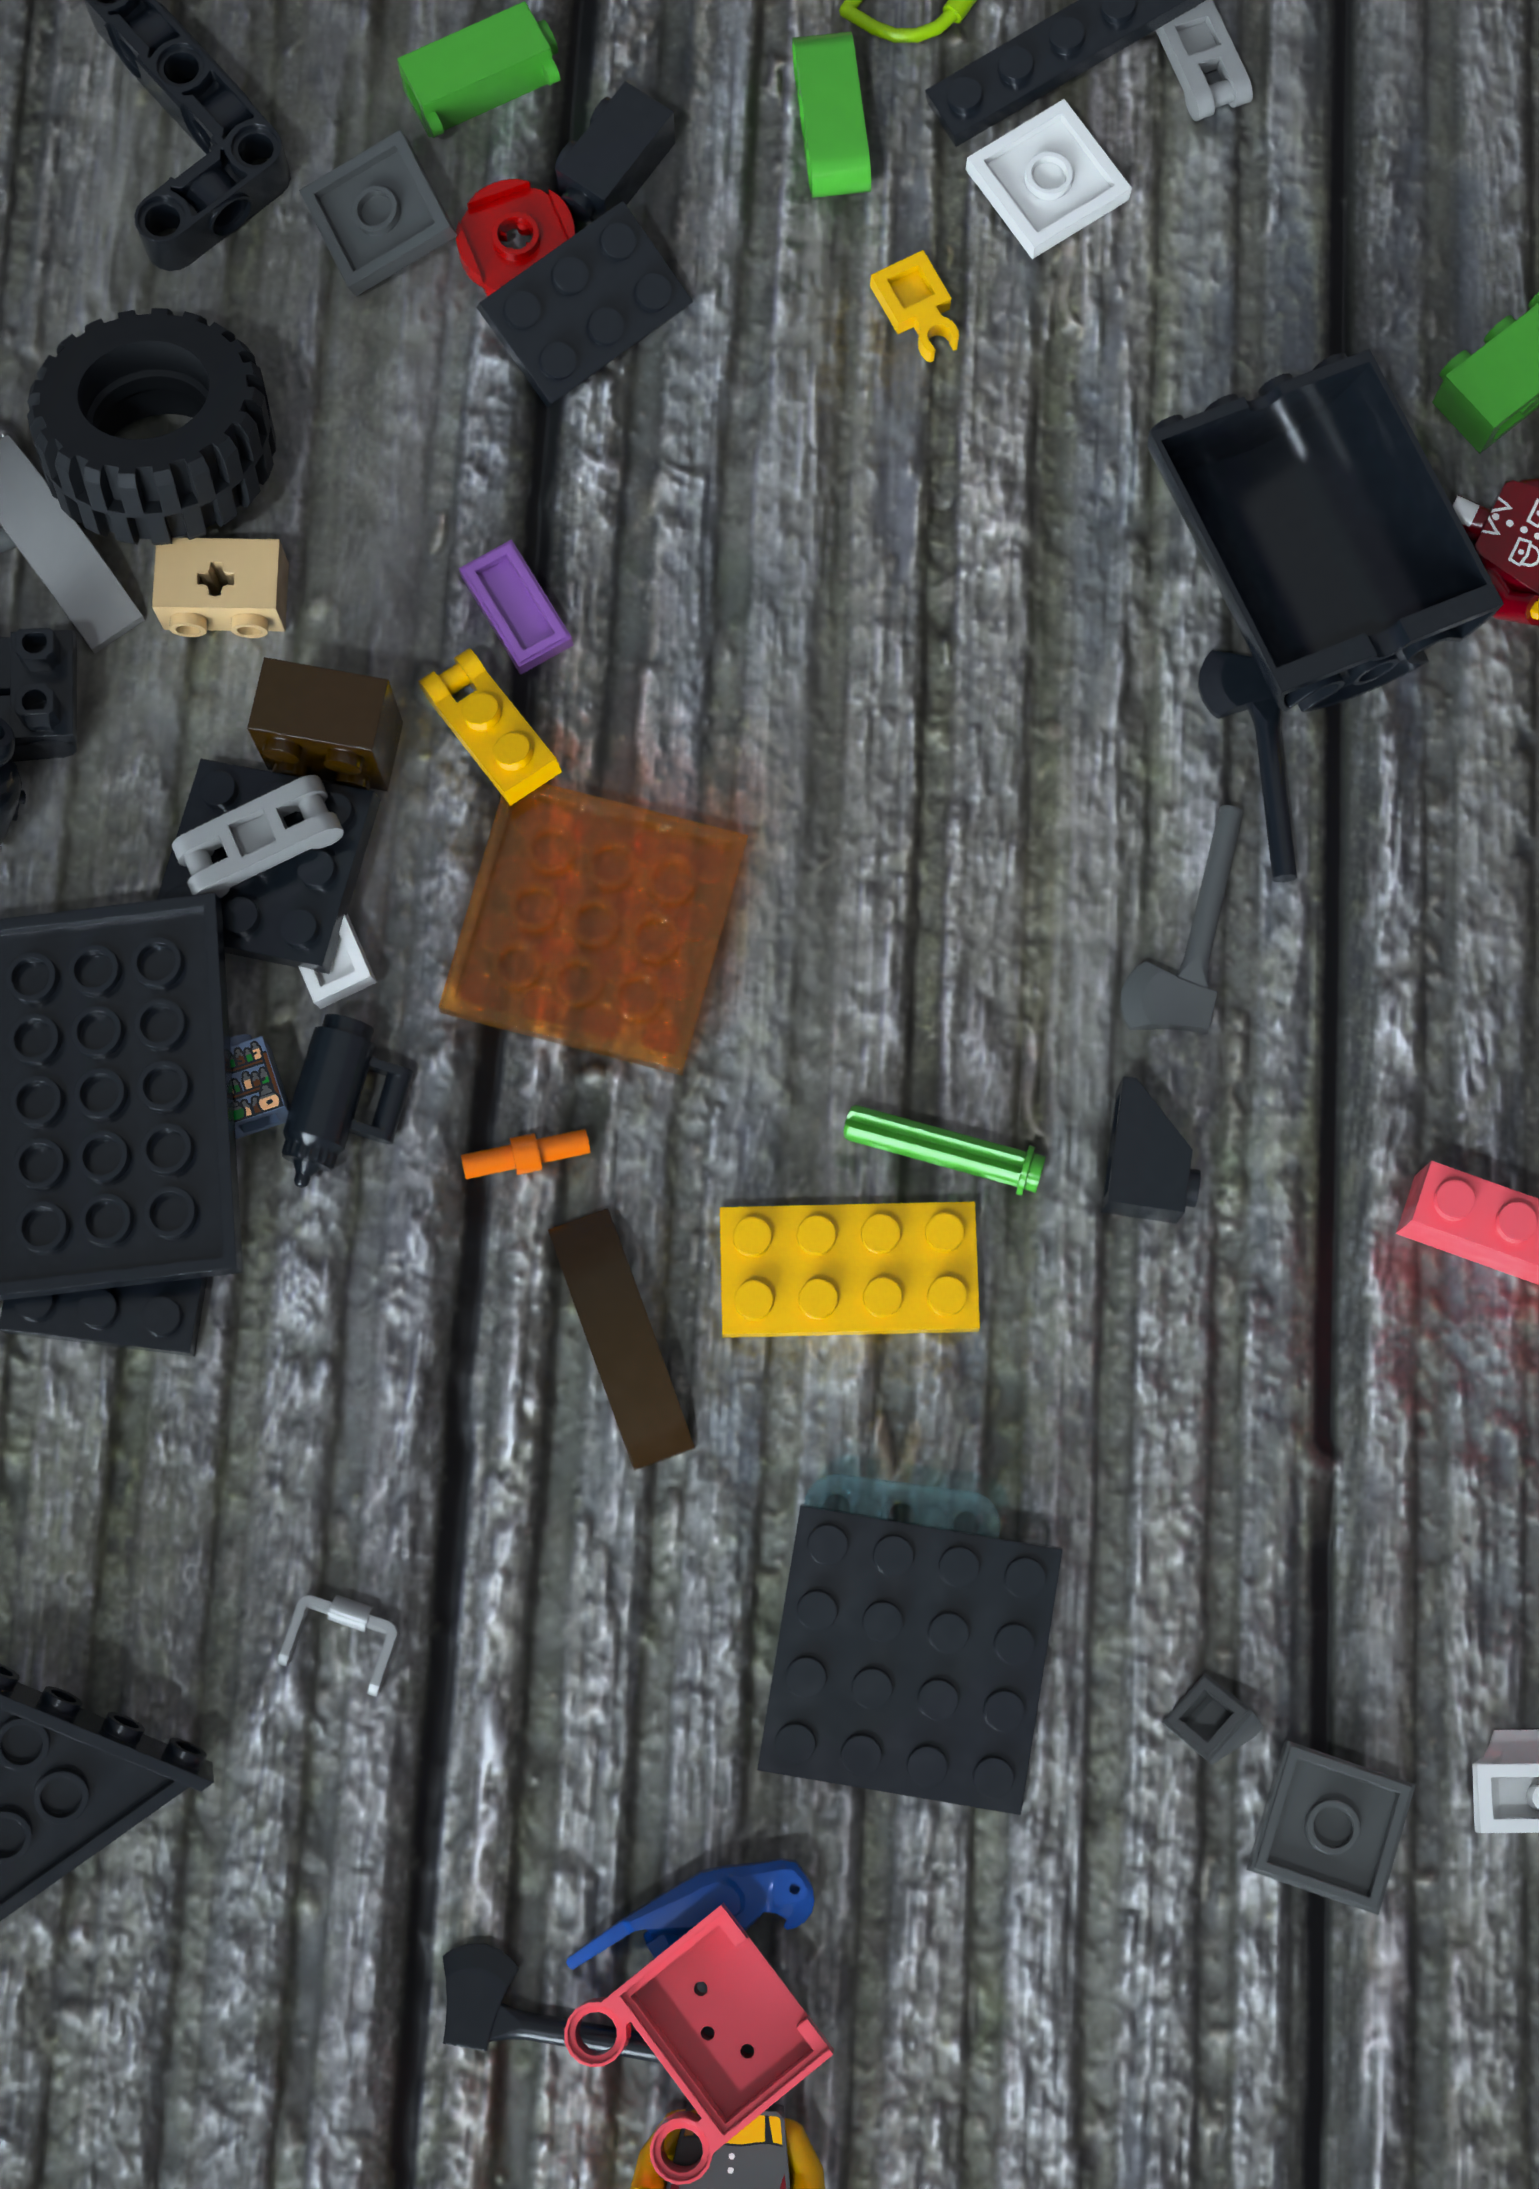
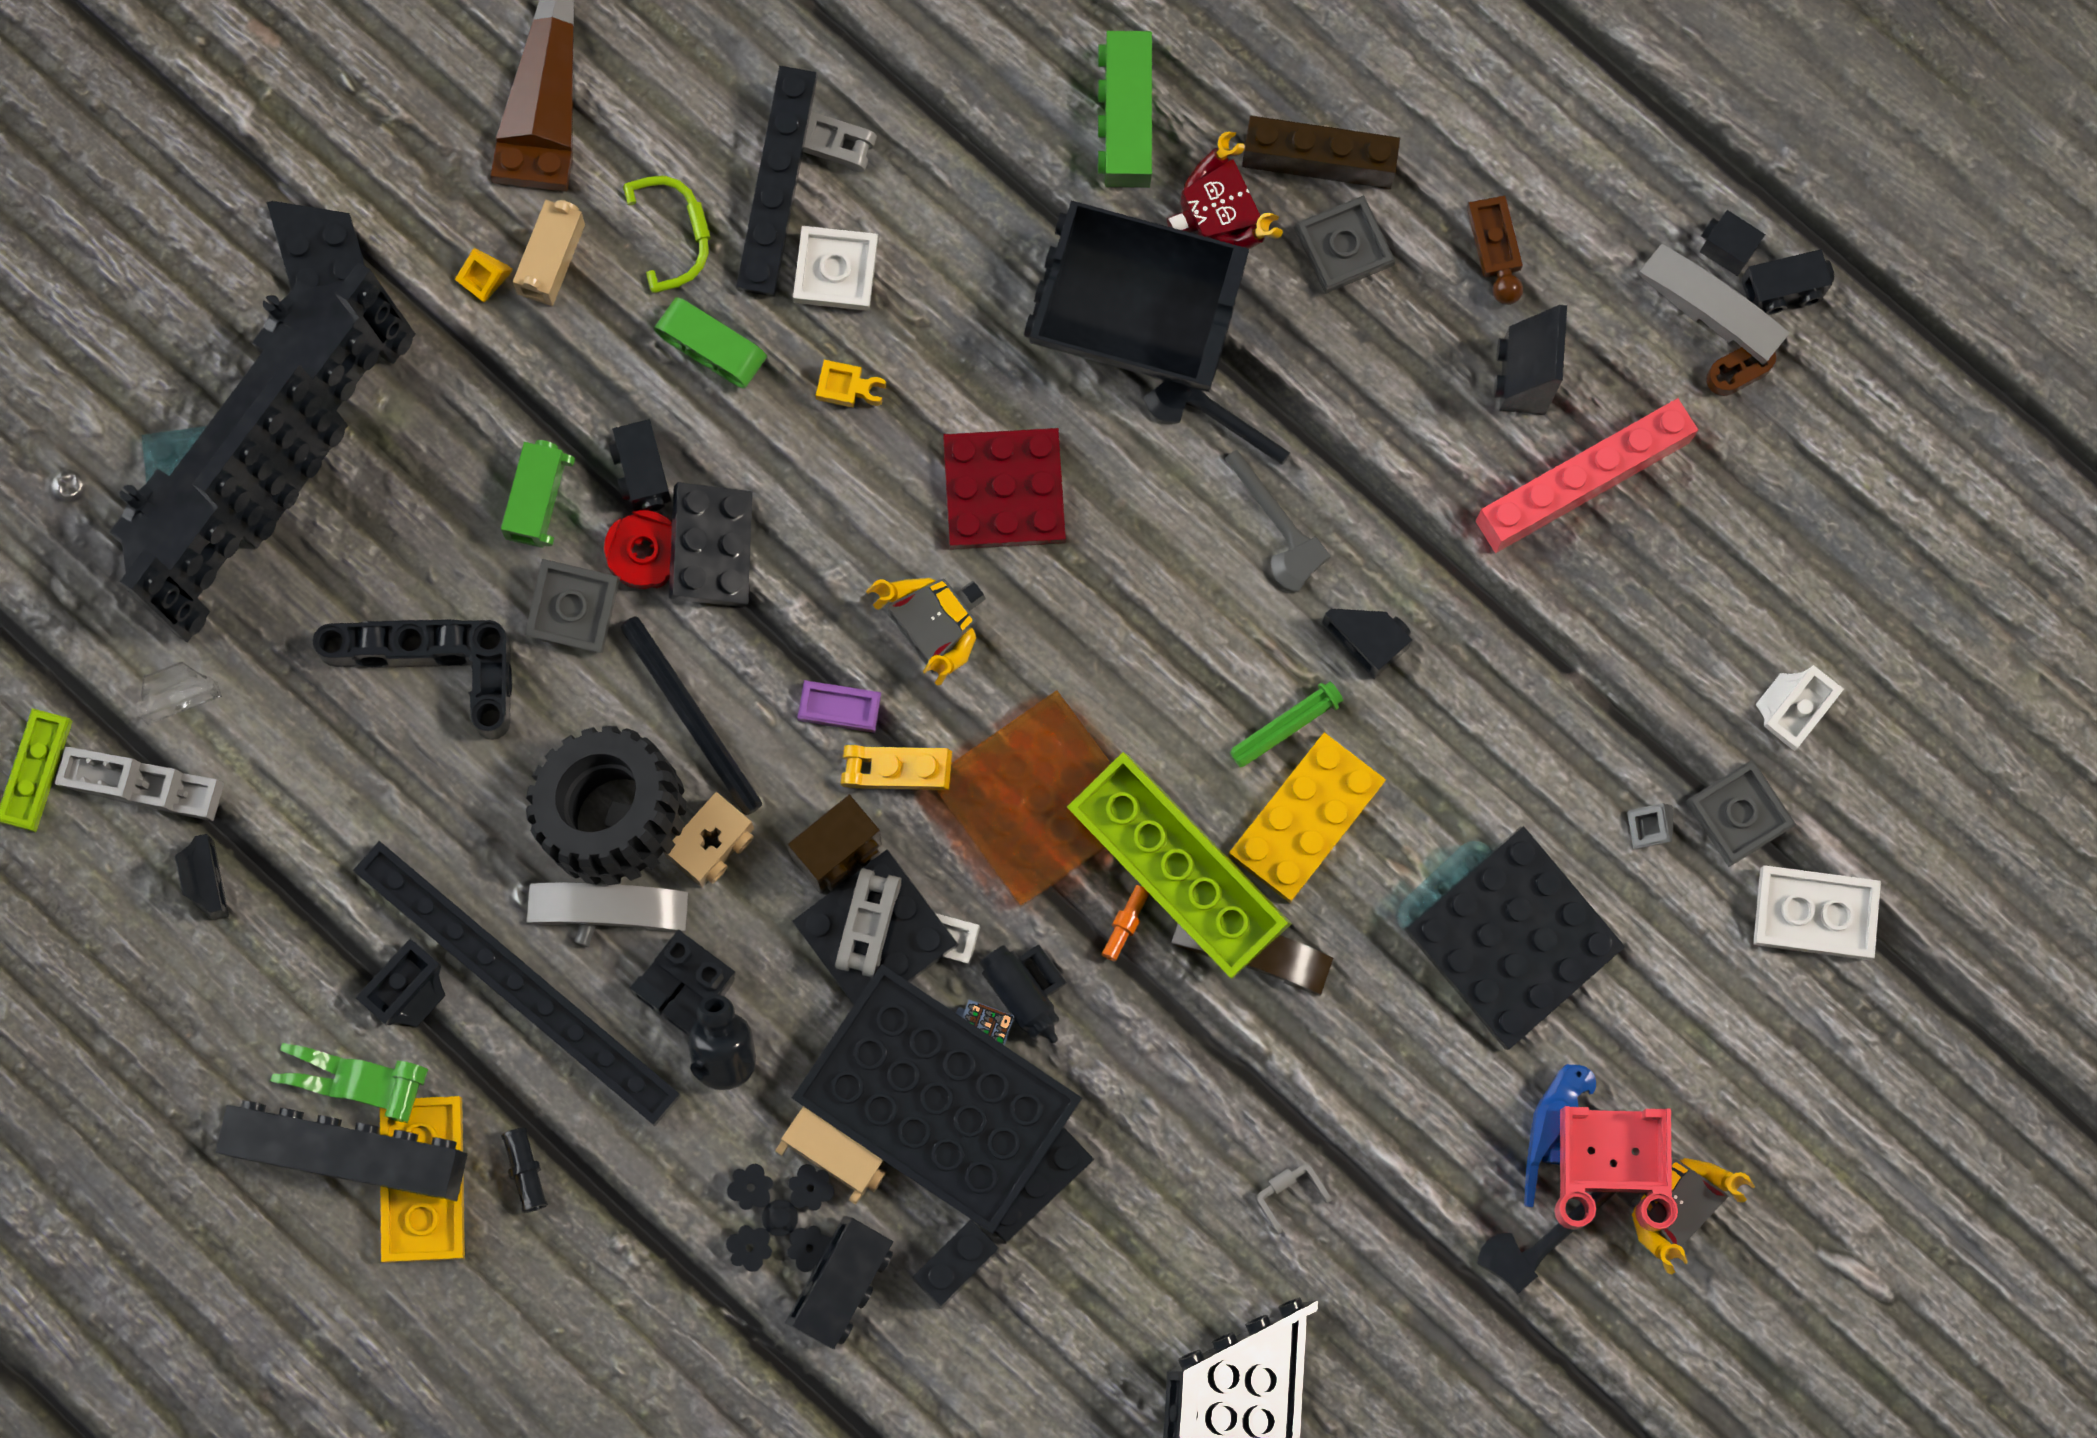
camera: 55 degrees left, 0 degrees up
(360, 451) = (691, 715): none -> black axle
(646, 1156) = (1178, 865): none -> lime arch
(709, 621) = (932, 619): none -> torso
(950, 581) = (1004, 488): none -> dark red plate
(1284, 2041) = (1817, 912): none -> white plate

